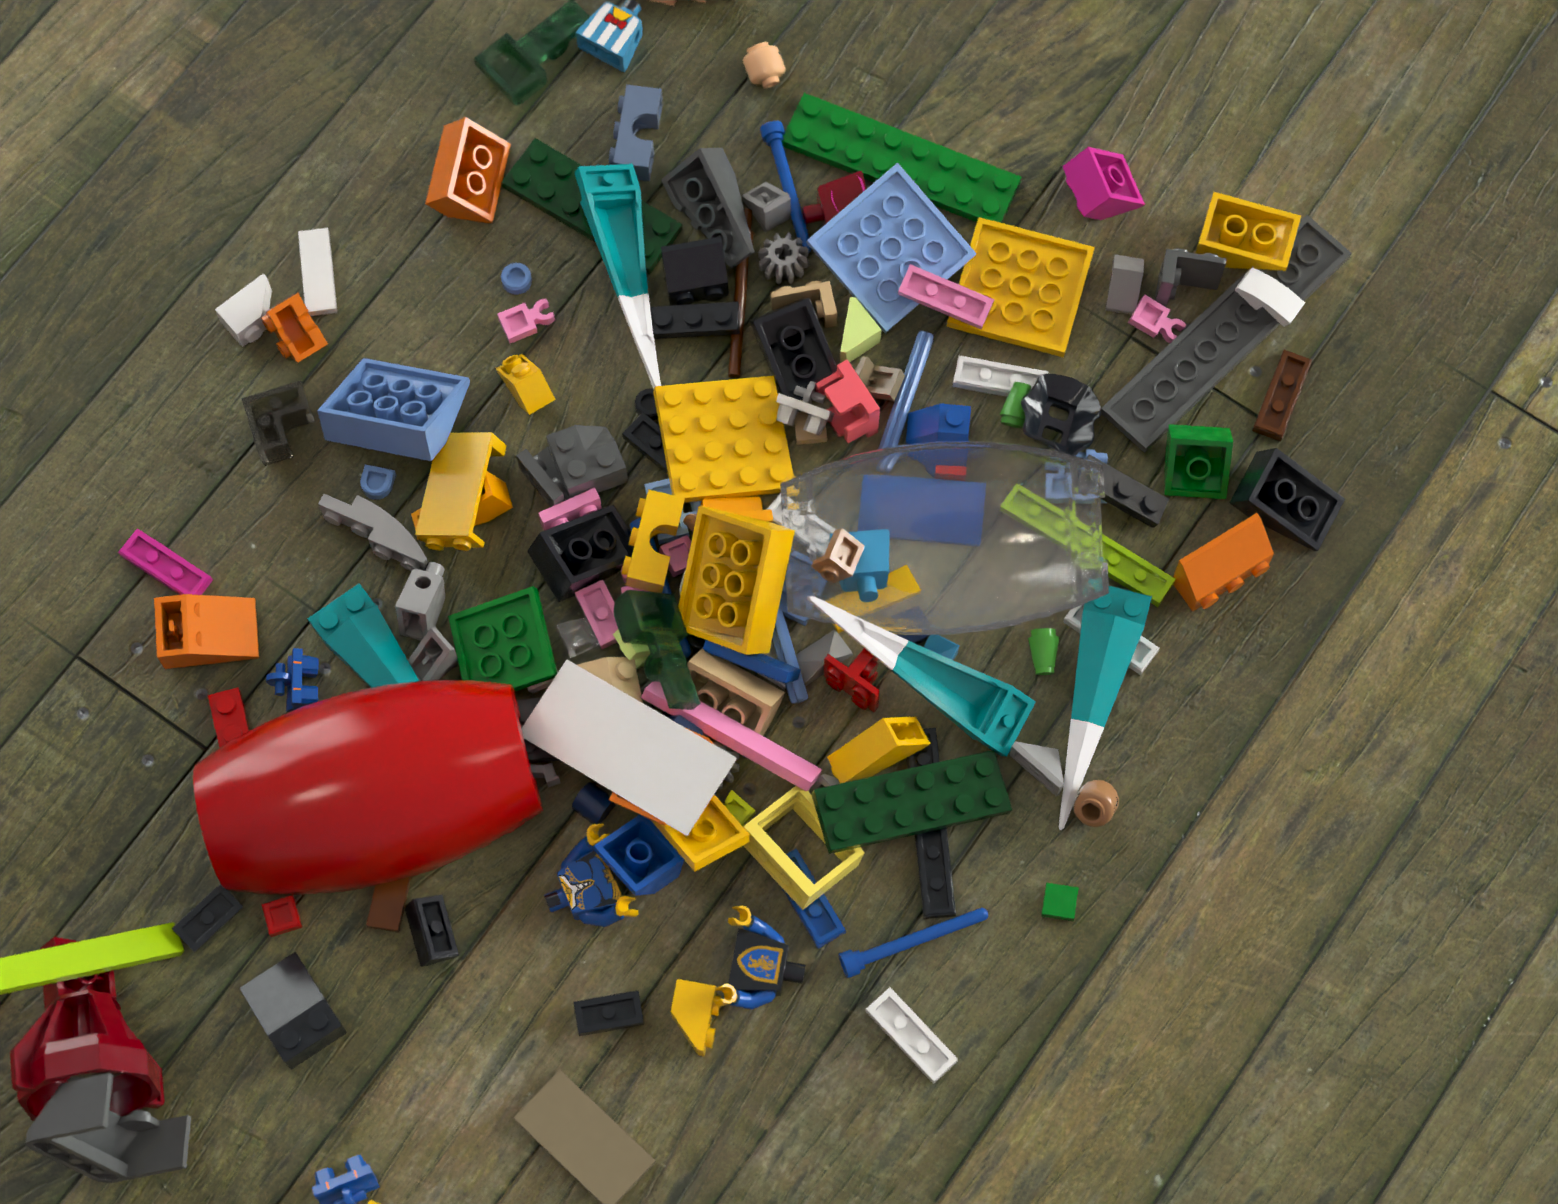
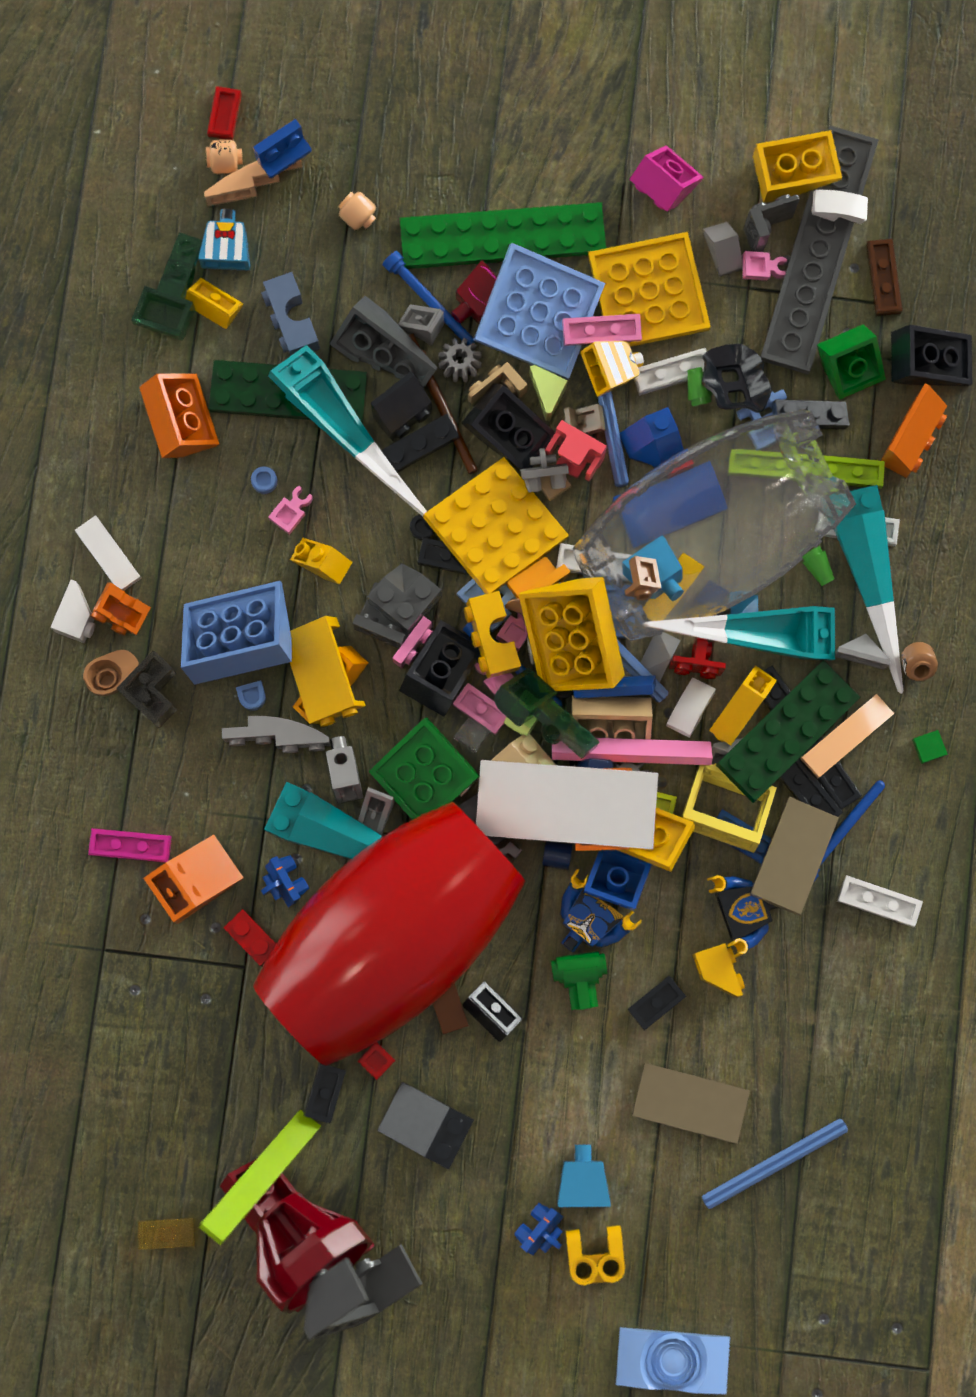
camera: 30 degrees left, 10 degrees up
(244, 380) = (109, 671): none -> medium nougat piece
(420, 1158) = (583, 1181): none -> dark azure torso
(543, 939) = (580, 975): none -> green piece
(568, 85) = (213, 303): none -> yellow slope
(822, 724) = (690, 707): none -> white slope
(842, 933) = (794, 856): none -> dark tan tile
(900, 882) = (808, 789): none -> black plate
(936, 337) = (611, 364): none -> yellow torso
(974, 841) = (847, 736): none -> light nougat slope

